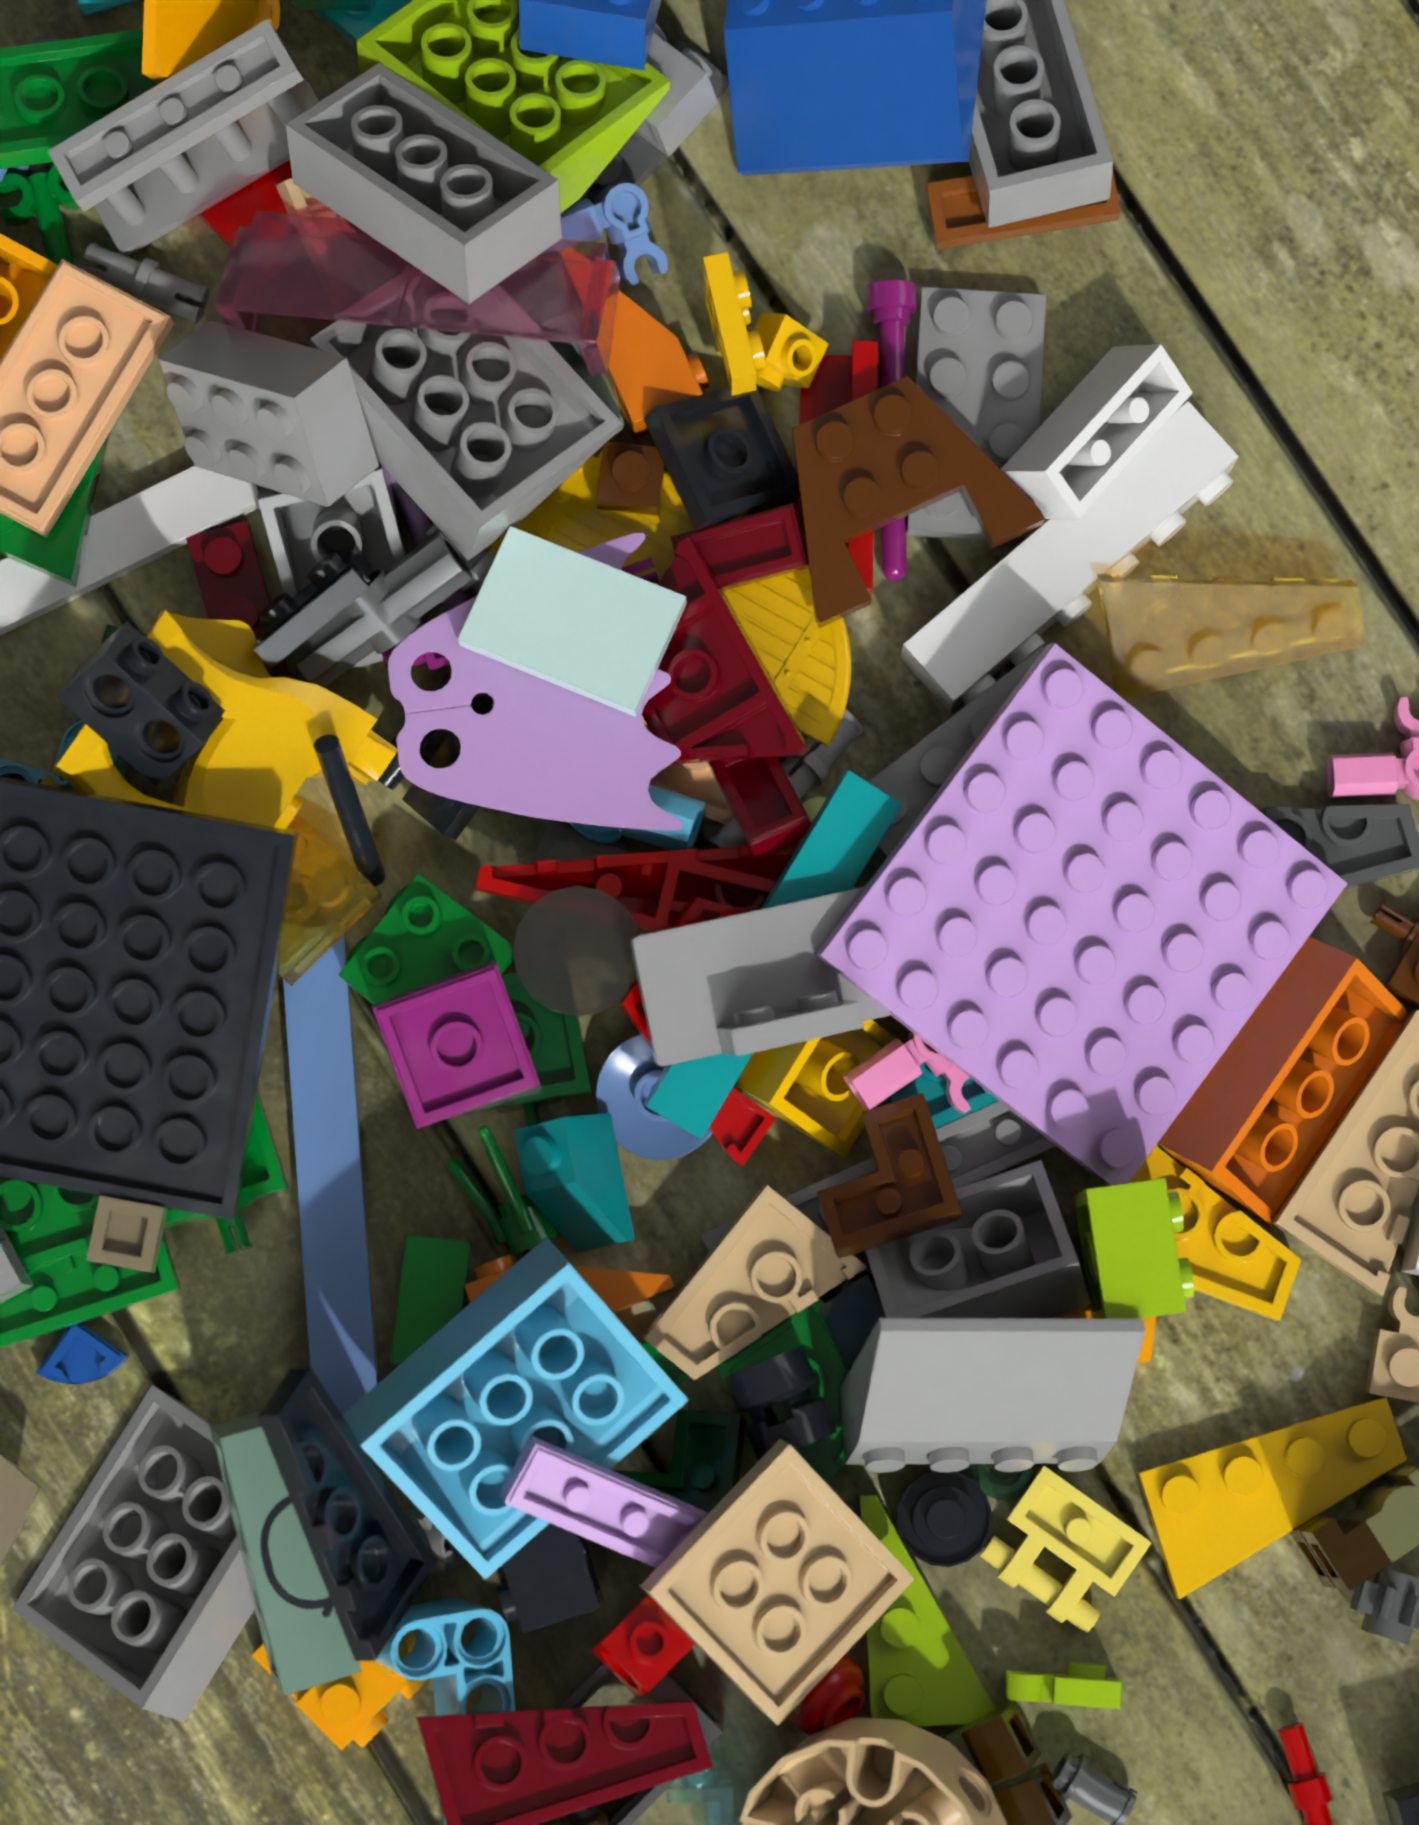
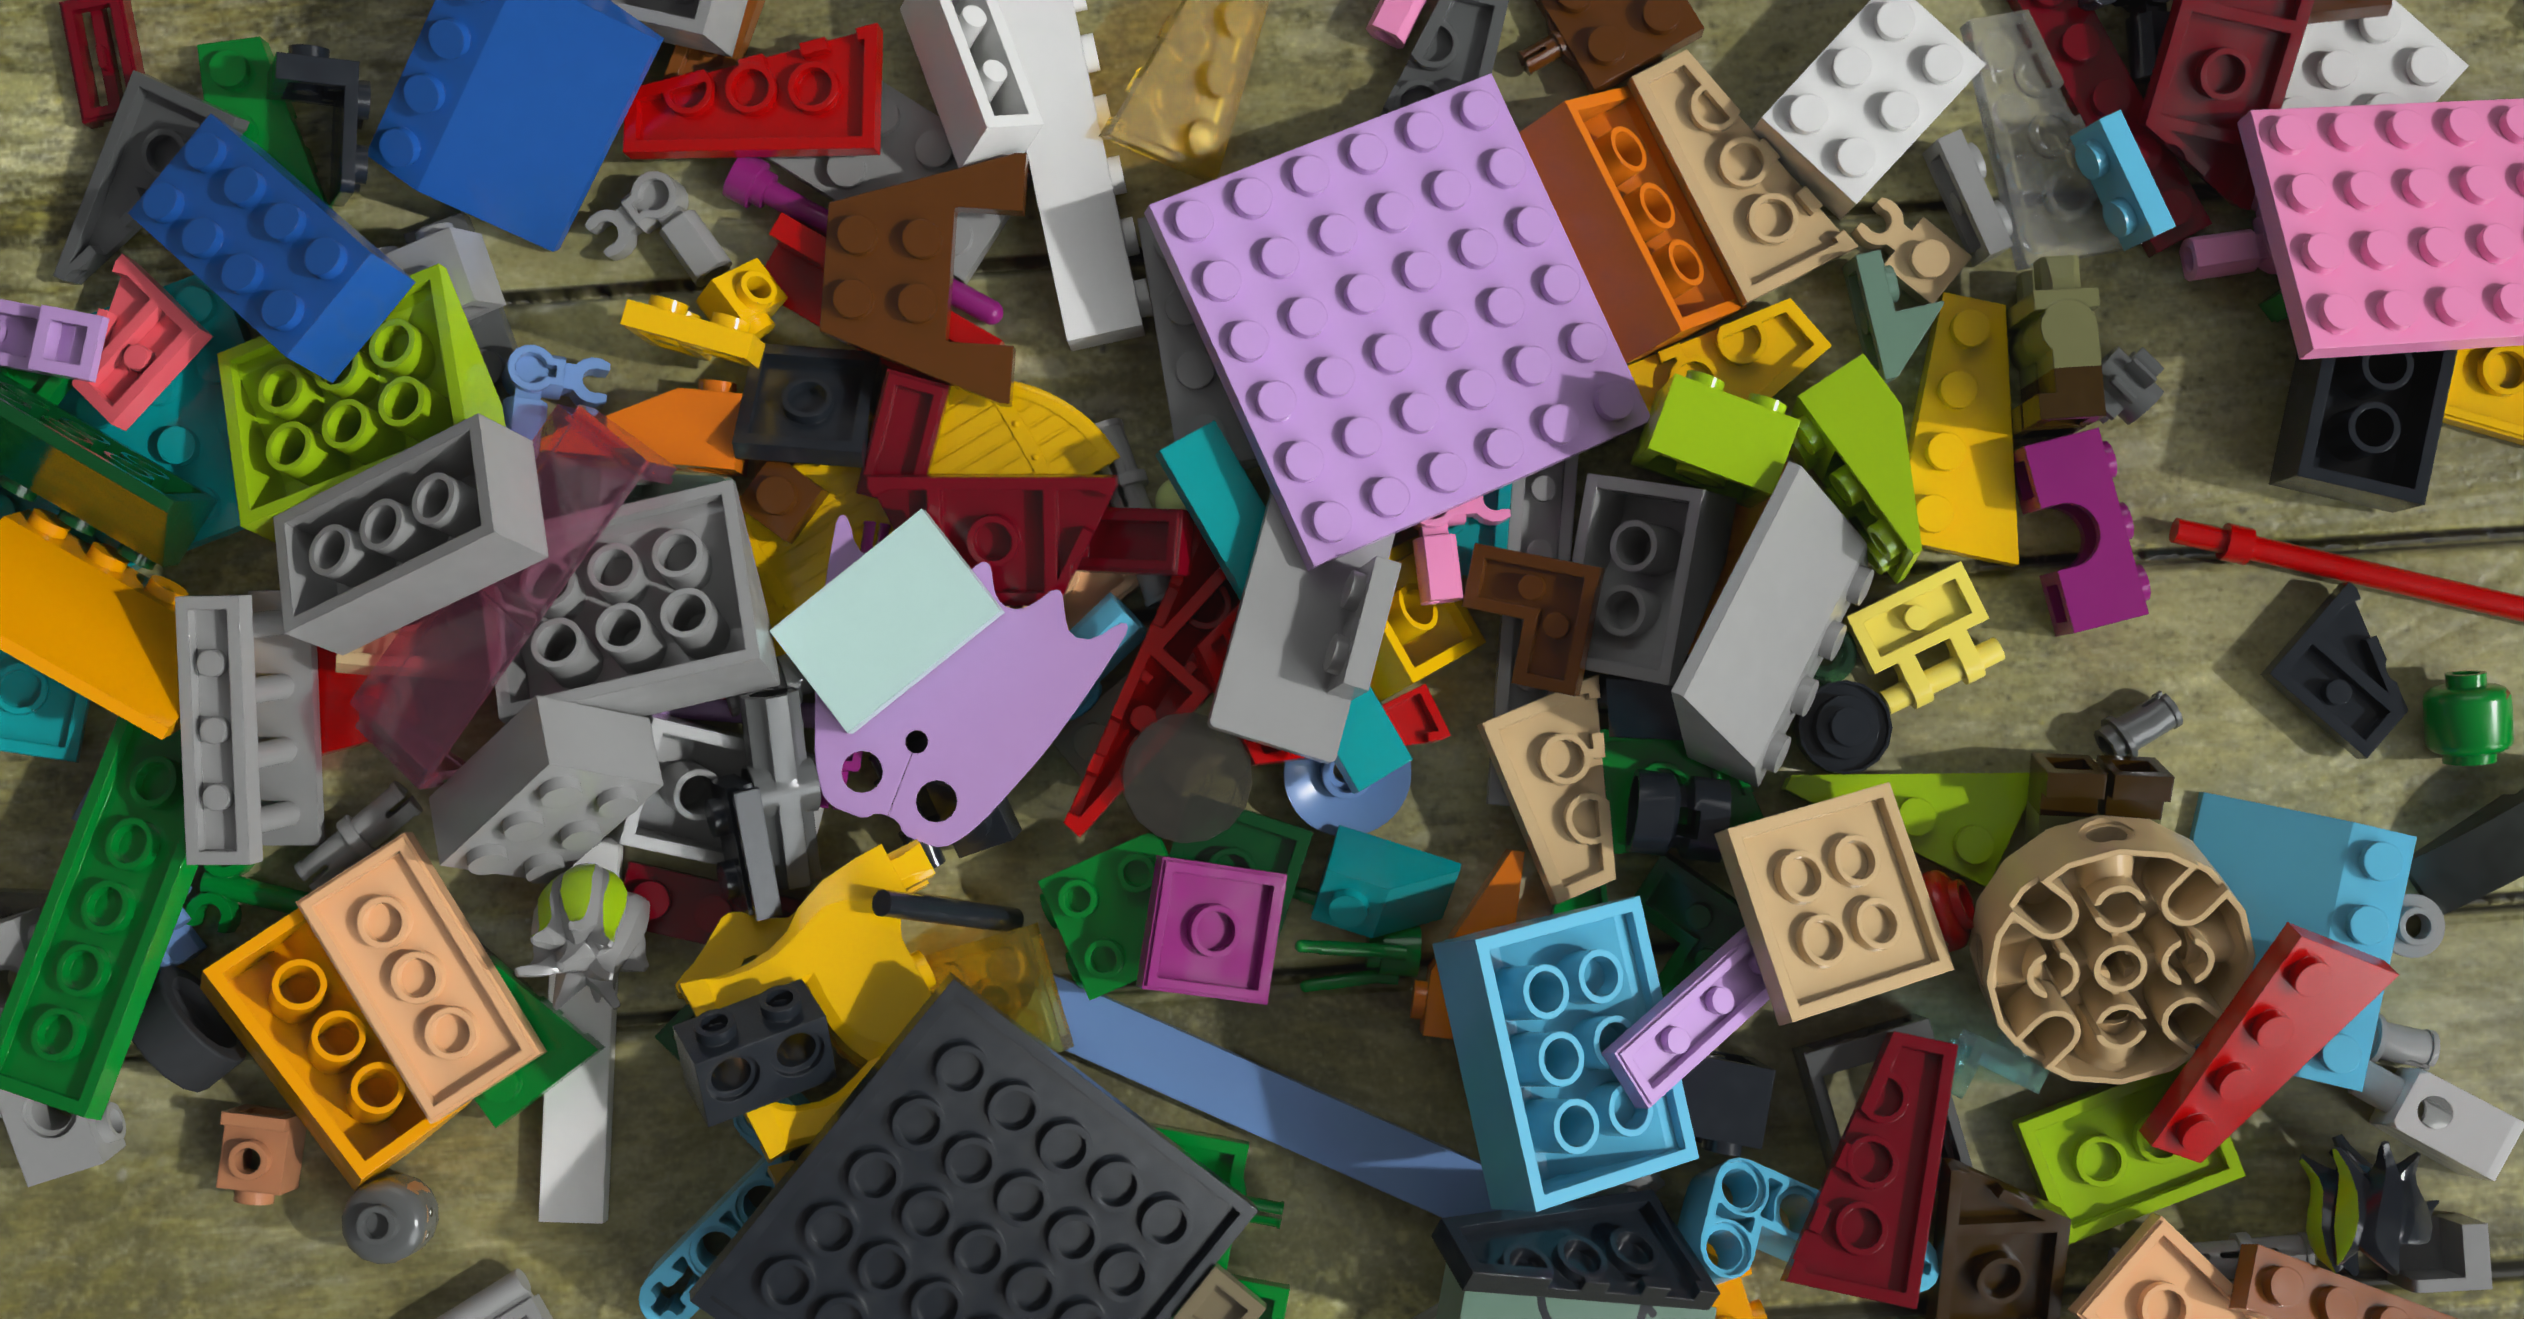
camera: 60 degrees left, 5 degrees up
(166, 516) = (587, 933): none -> light grey hair
(429, 1291) = (1412, 1069): green tile -> none
(643, 1647) = (1825, 1050): red brick -> none
(832, 240) = (657, 202): none -> light grey bar
(971, 293) = (779, 105): none -> red wing
(1081, 1686) = (2048, 691): lime plate -> none
(1206, 1375) = (1860, 452): none -> lime slope
(1284, 1605) = (2077, 479): none -> magenta arch
(1319, 1366) = (1884, 334): none -> sand green slope

